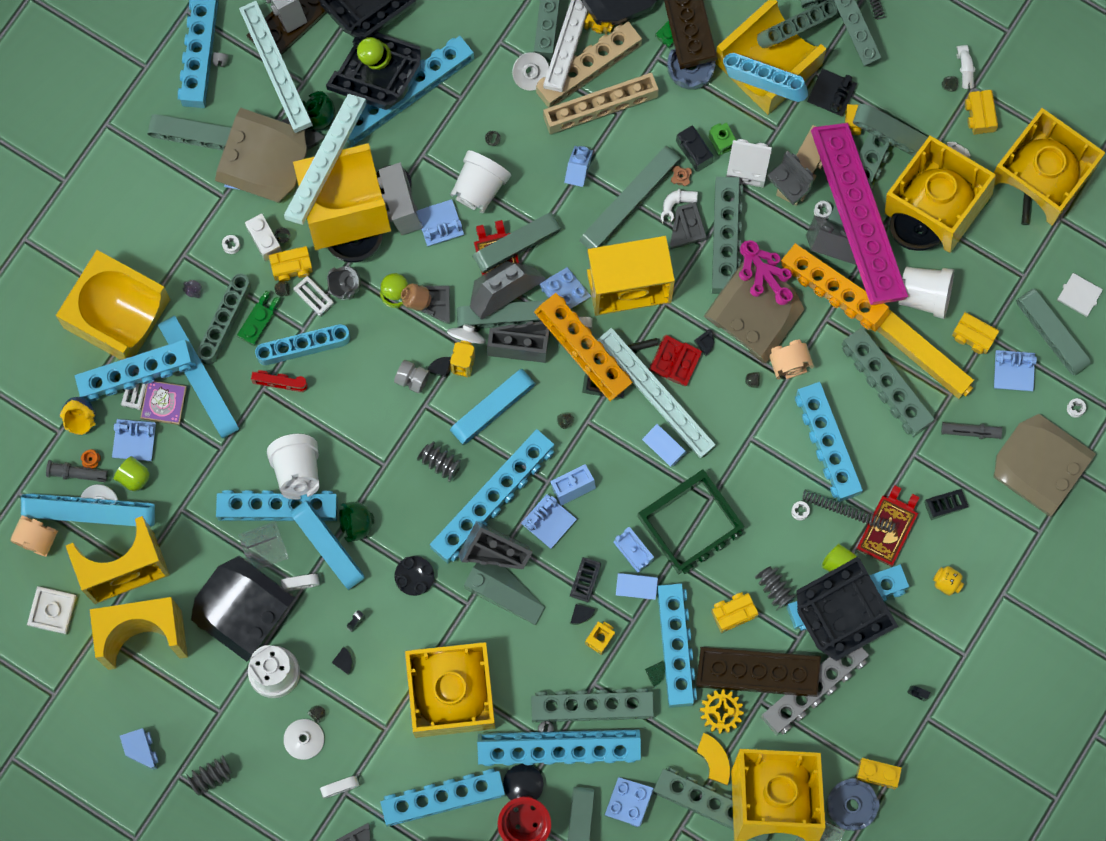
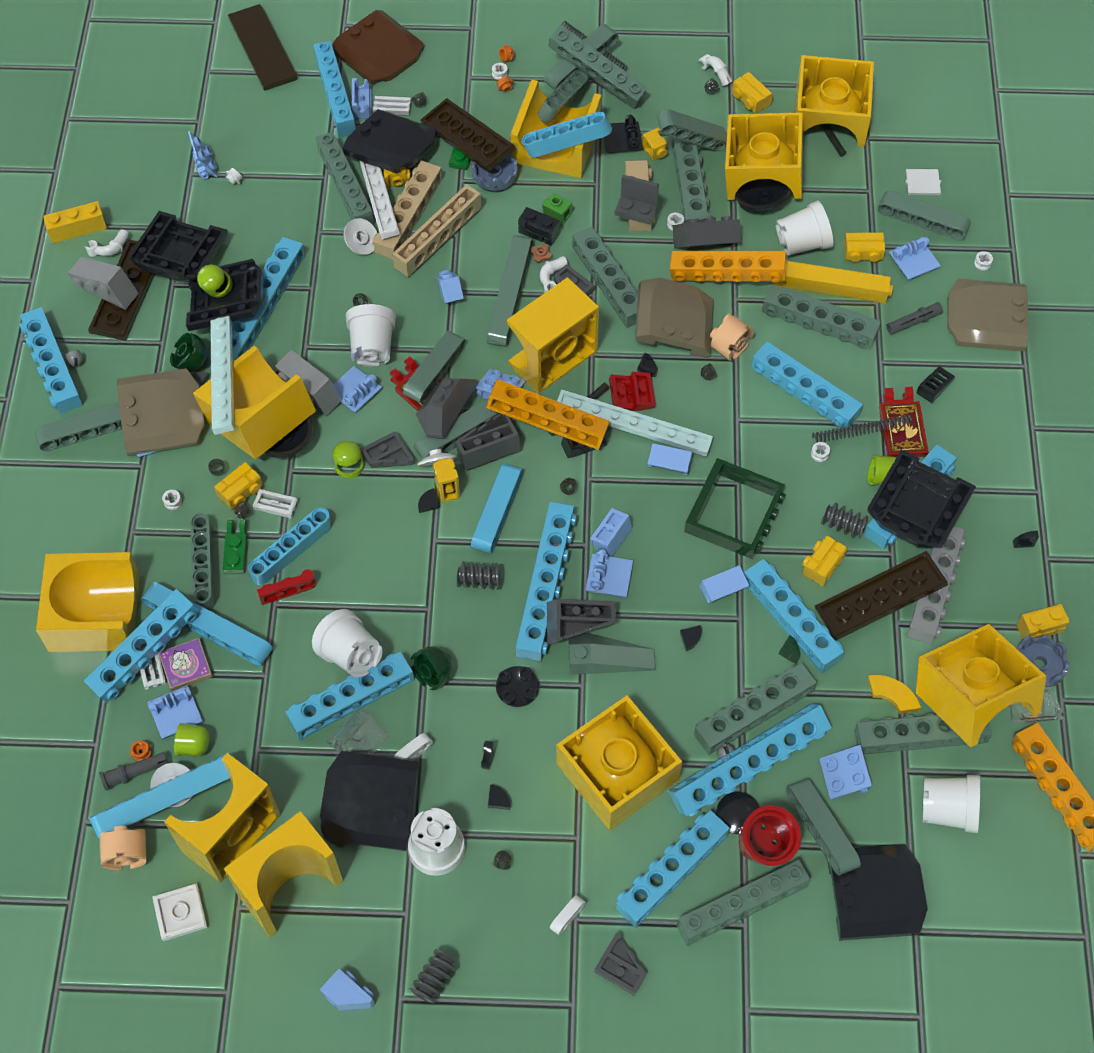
camera: 30 degrees left, 15 degrees down
(78, 415) = (107, 716): yellow hair -> none
(192, 288) = (156, 553): plate -> none
(263, 236) = (198, 476): white brick -> none
(275, 67) = (131, 334): light aqua plate -> none
(311, 746) = (507, 902): white dish -> none
(327, 545) = (420, 699): medium azure beam -> none
(344, 282) = (297, 474): dark grey cap -> none
(411, 376) = (408, 519): light grey wheel -> none
(416, 297) = (372, 450): medium nougat head -> none
(585, 561) = (671, 592): black slope -> none
(604, 629) = (722, 653): yellow brick -> none
(633, 550) = (701, 556): light blue hinge -> none
(731, 712) = (871, 648): yellow gear -> none
(749, 162) = (593, 207): white slope -> none
(752, 253) = (663, 279): dark pink plant -> none
(859, 214) = (712, 199): dark pink plate -> none
(948, 580) = (983, 438): yellow head -> none

